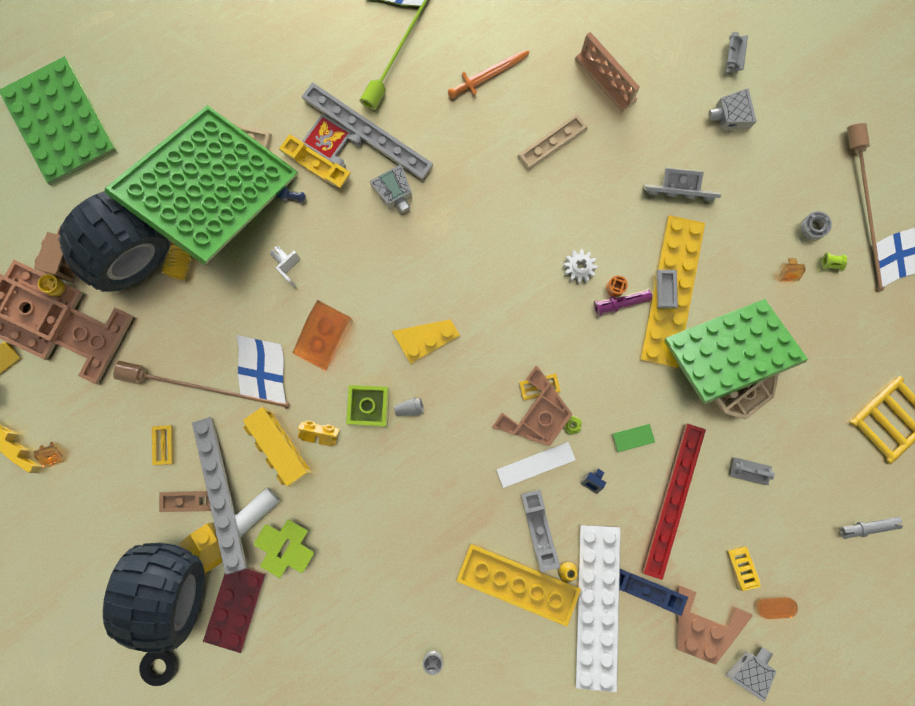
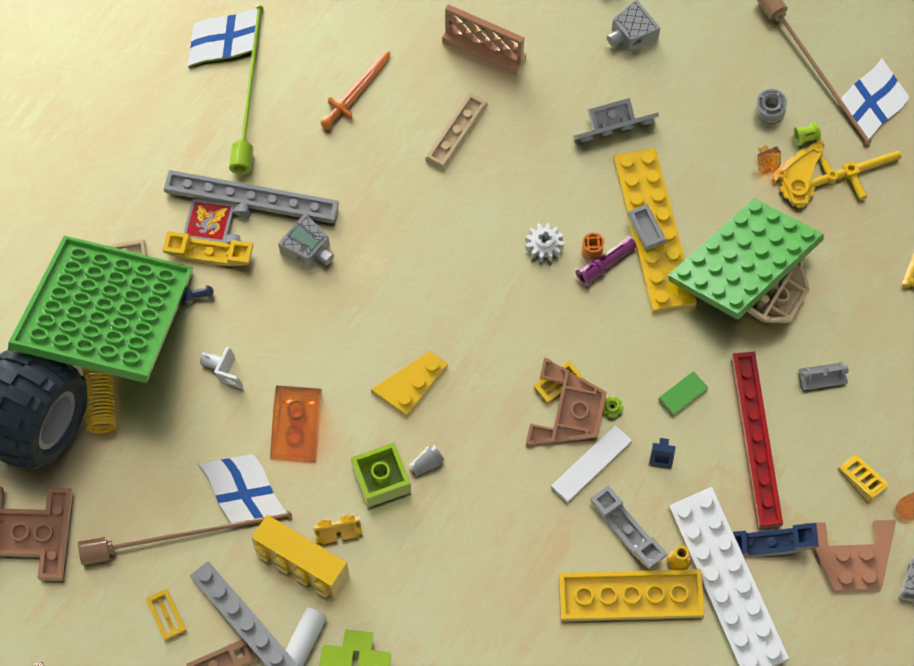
camera: 20 degrees left, 15 degrees down
(811, 291) = (797, 174): none -> yellow bar

